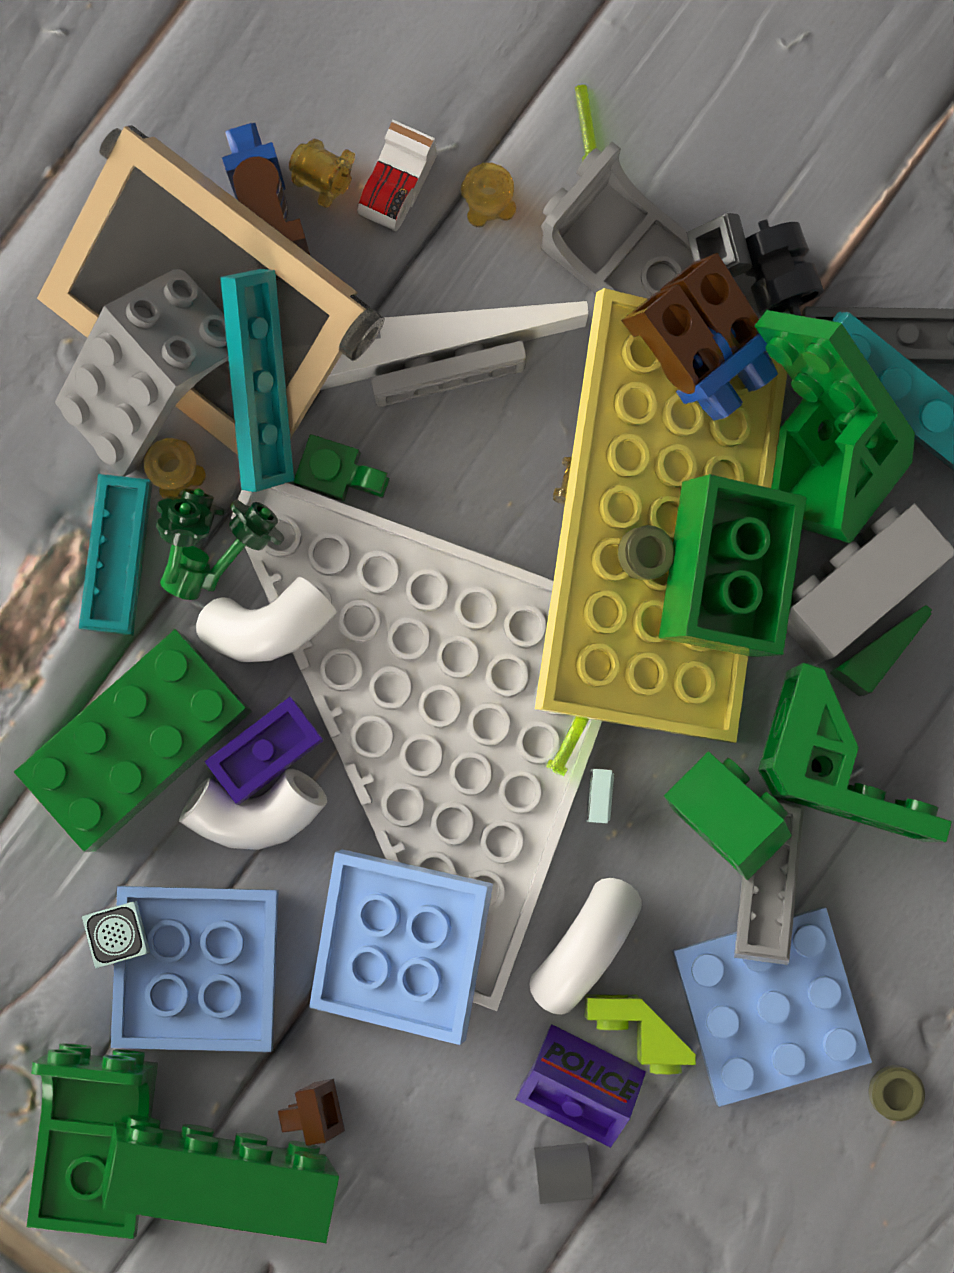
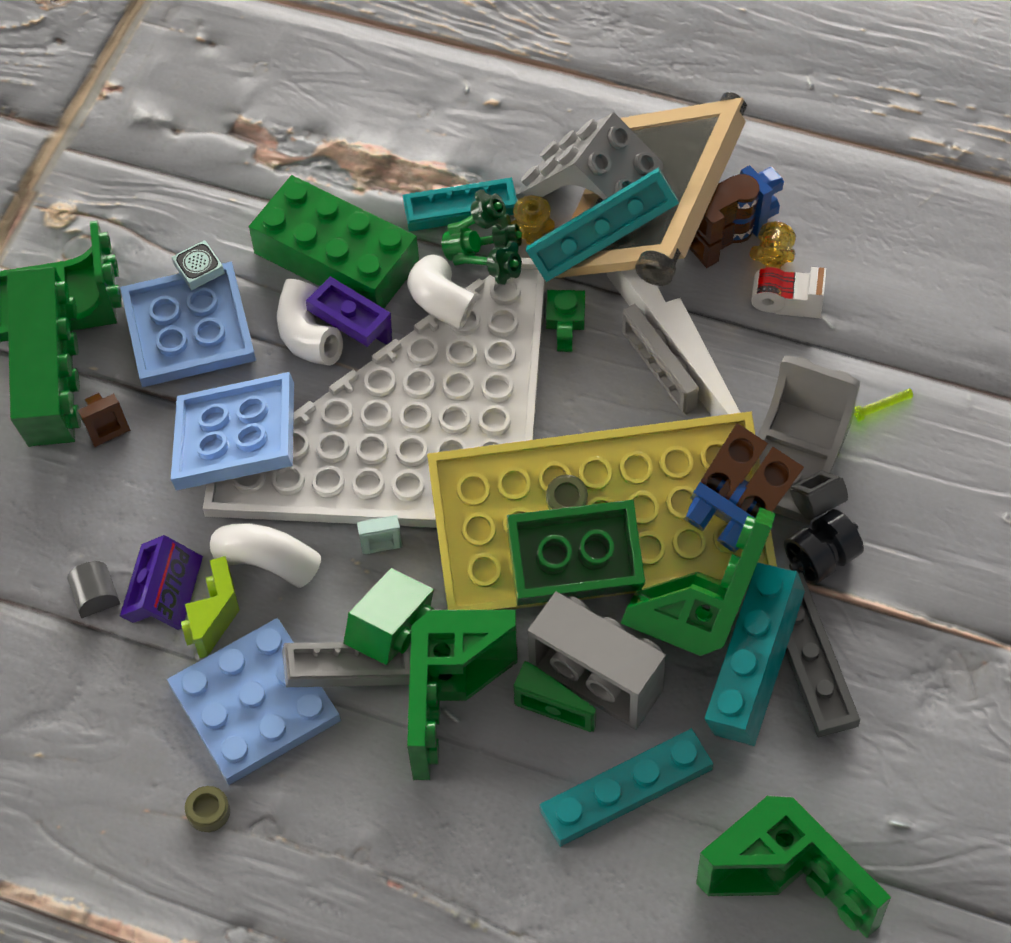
camera: 80 degrees right, 25 degrees down
(492, 206) = (803, 342): clear yellow brick -> none
(567, 747) = (393, 496): clear neon green piece -> none

